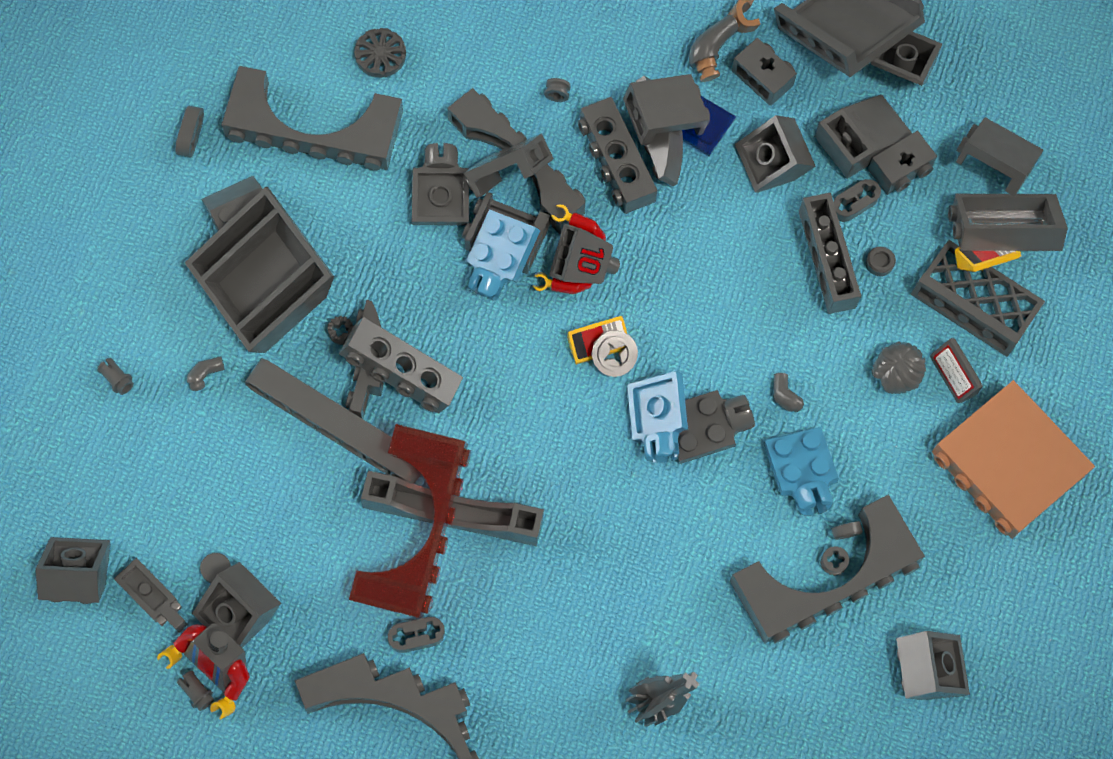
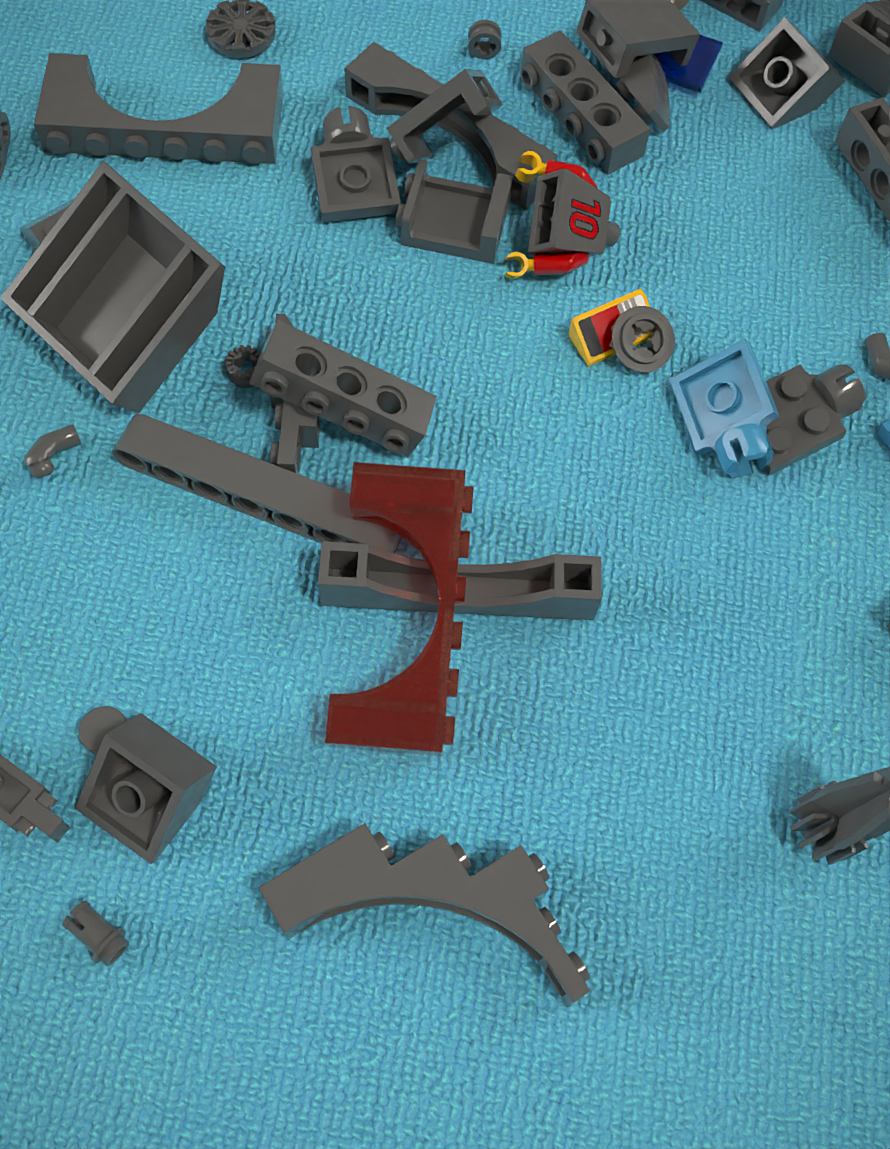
camera: 10 degrees left, 5 degrees down
(216, 657) = (122, 871): torso -> none
(415, 627) = (435, 771): dark grey beam -> none
(499, 253) = (454, 231): plate -> none

